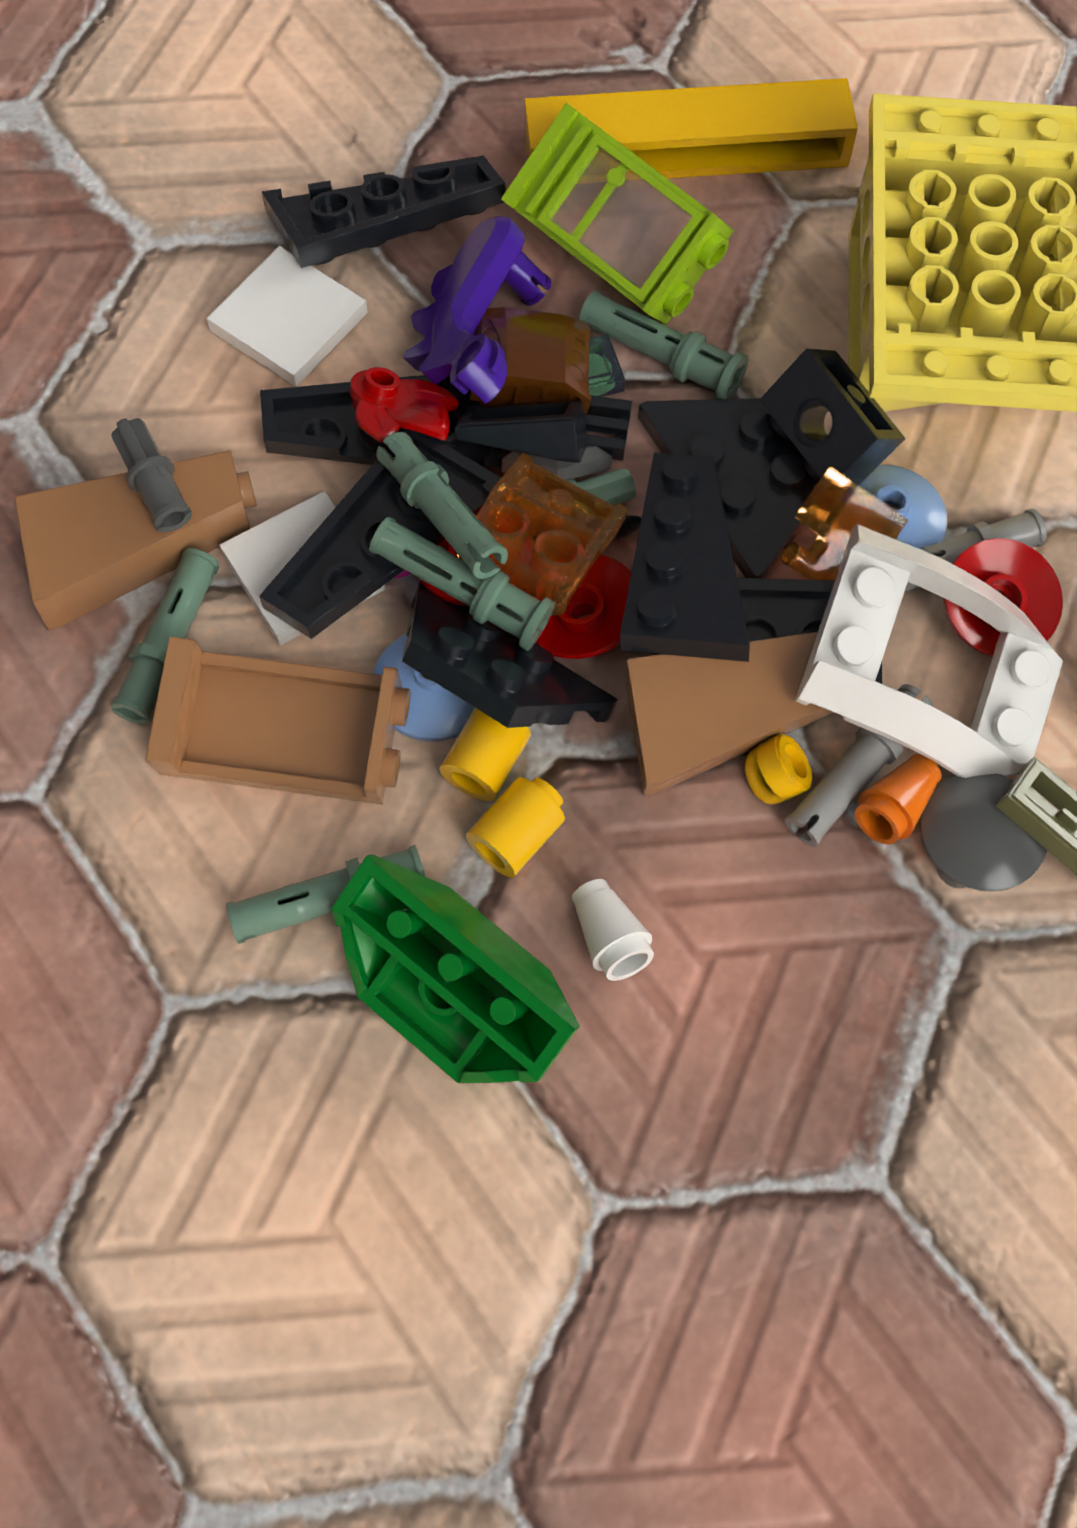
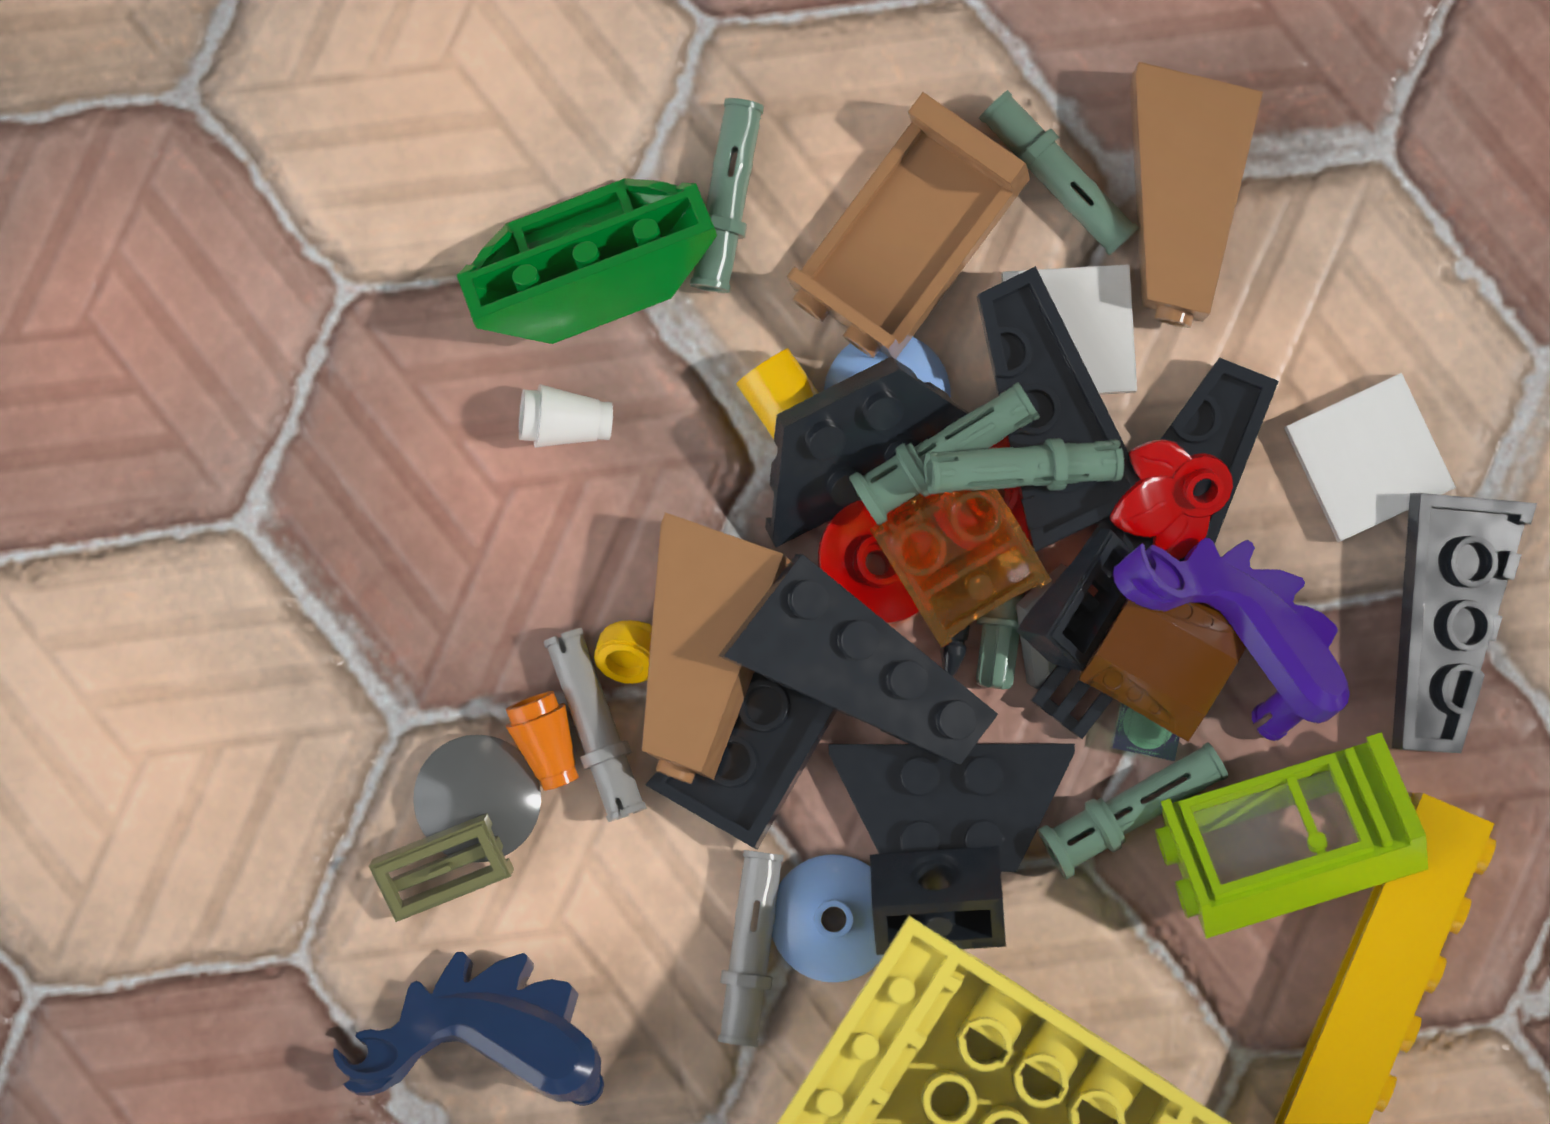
camera: 120 degrees right, 20 degrees up
(151, 475) = (1211, 222): dark grey axle -> none
(517, 825) = (699, 388): yellow brick -> none
(832, 513) = (821, 844): clear orange brick -> none
(855, 637) = (701, 779): white wedge -> none
(1018, 575) = (649, 959): red dish -> none

